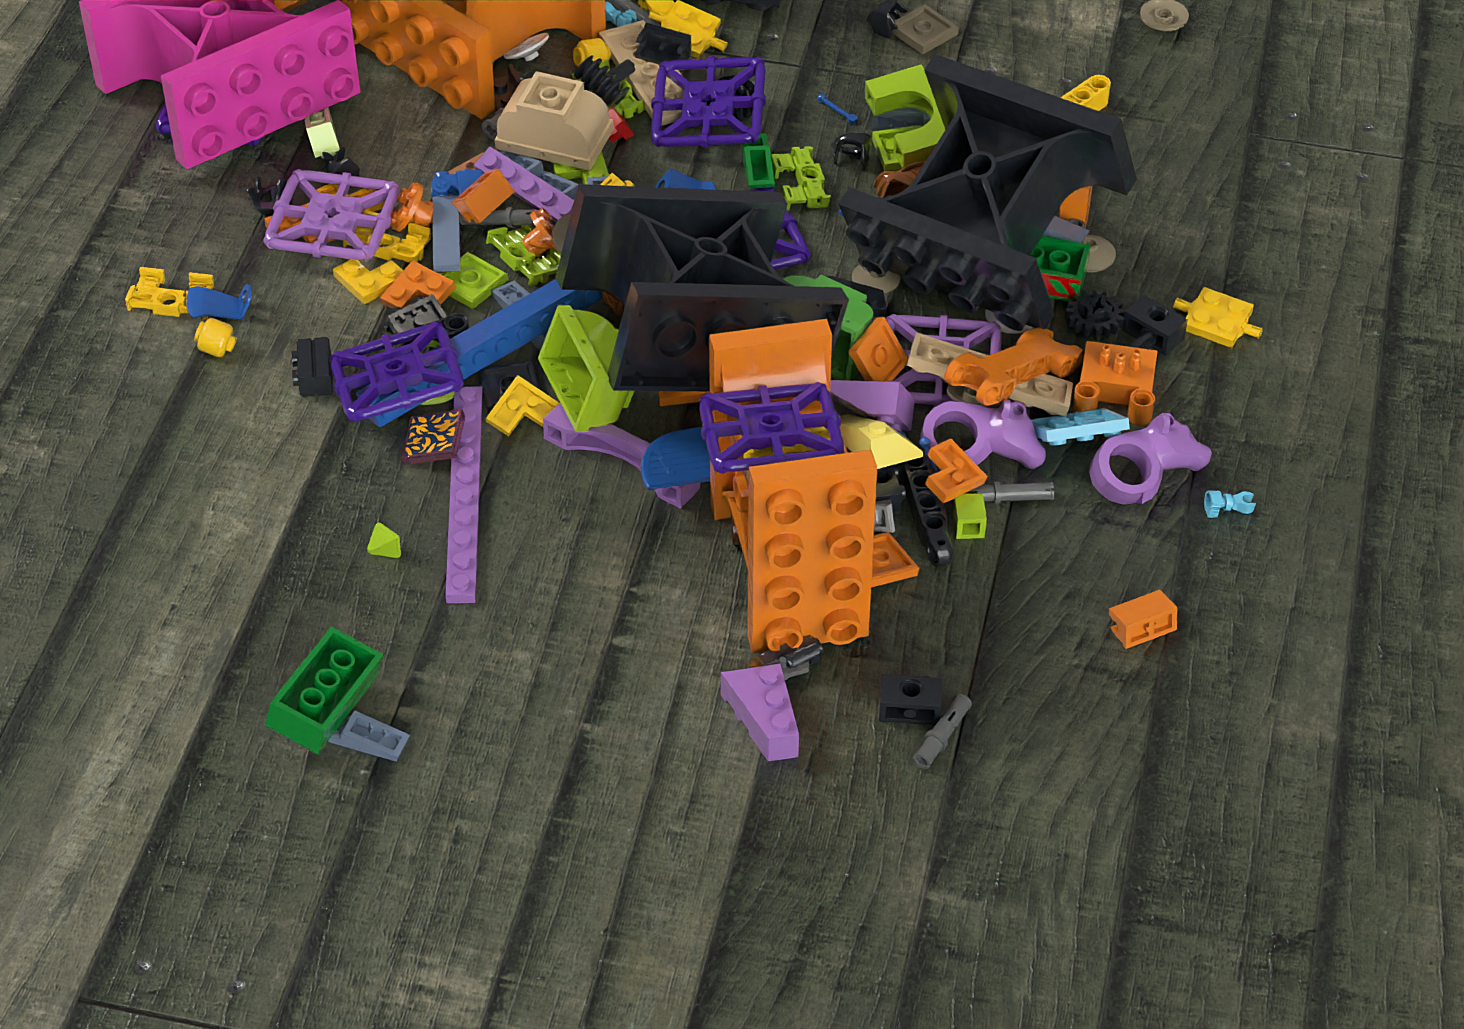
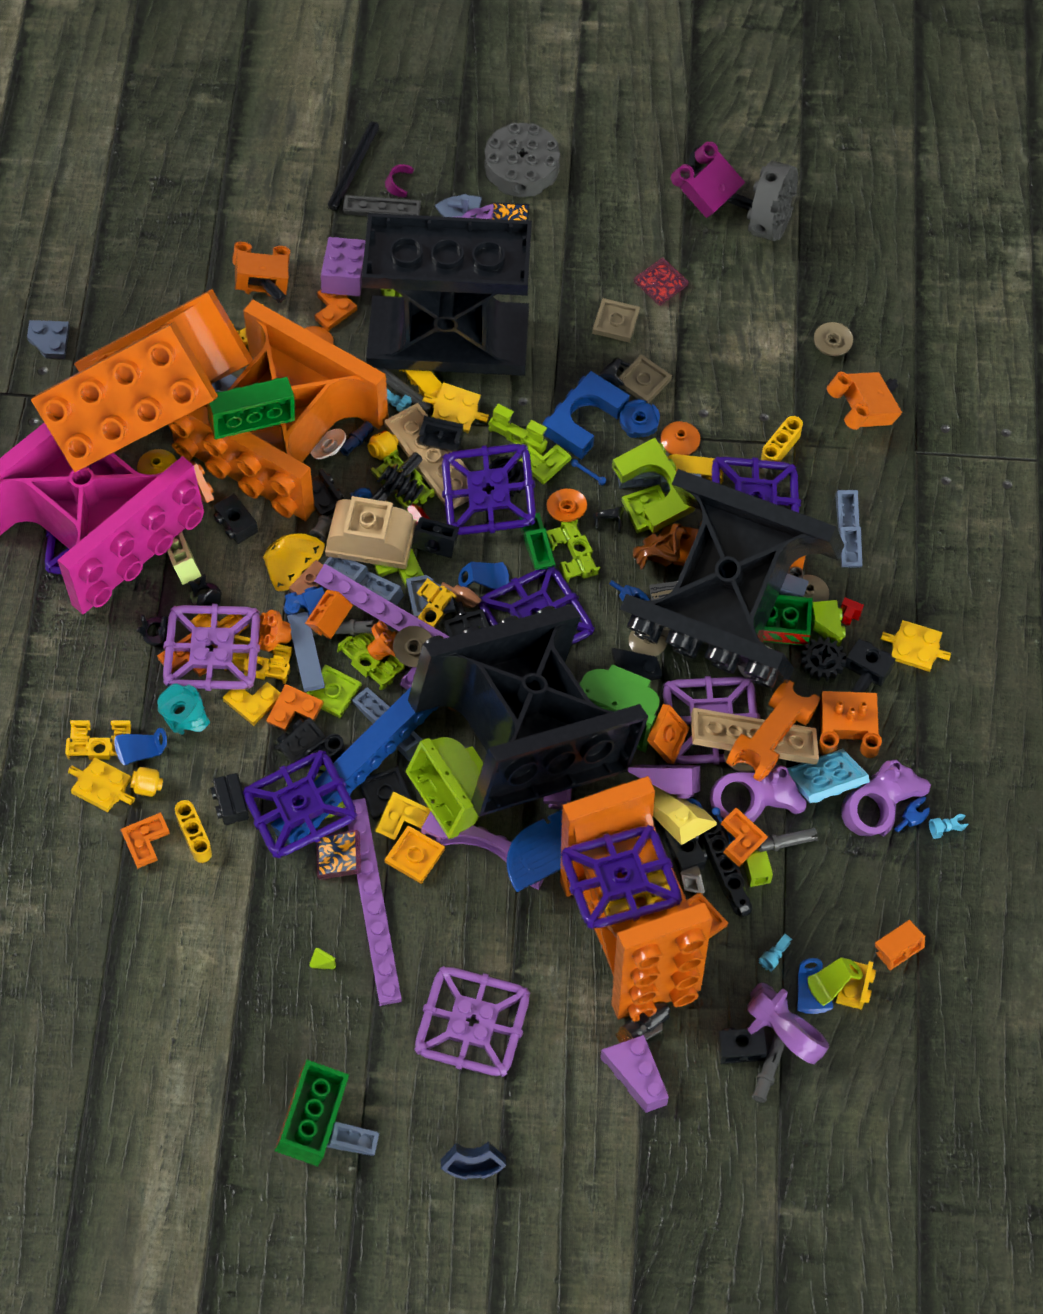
camera: 10 degrees left, 15 degrees up
(159, 337) = (101, 785): none -> yellow plate
(193, 389) = (141, 834): none -> orange plate
(258, 393) = (191, 822): none -> yellow beam
(289, 271) = (193, 716): none -> teal piece
(366, 69) = (204, 487): none -> orange plate
(396, 103) = (230, 509): none -> black brick
(453, 144) = (289, 558): none -> yellow piece
(523, 778) = (474, 1162): none -> dark blue brick
(530, 450) = (414, 854): none -> light orange plate
(560, 46) = (356, 438): none -> dark blue pin
(569, 647) = (481, 1033): none -> medium lavender plate
(646, 142) = (435, 537): none -> black brick
(774, 62) = (531, 436): none -> lime piece
(788, 95) = (548, 465): none -> lime plate
(802, 132) = (566, 505): none -> orange dish
(854, 32) = (591, 391): none -> blue arch
(907, 54) = (639, 428): none -> blue plate
(957, 658) = (795, 1032): none -> medium lavender animal
(968, 611) = (770, 958): none -> medium azure piece
(1017, 652) = (806, 1000): none -> blue piece
(1041, 643) = (831, 979): none -> lime piece
(1076, 655) = (856, 991): none -> yellow bracket
(1107, 275) = (827, 622): none -> lime slope
(1139, 271) = (851, 610): none -> red tile
(1152, 194) = (849, 528): none -> sand blue slope
(1184, 487) = (911, 816): none -> blue hand
(1194, 66) = (868, 397): none -> orange piece

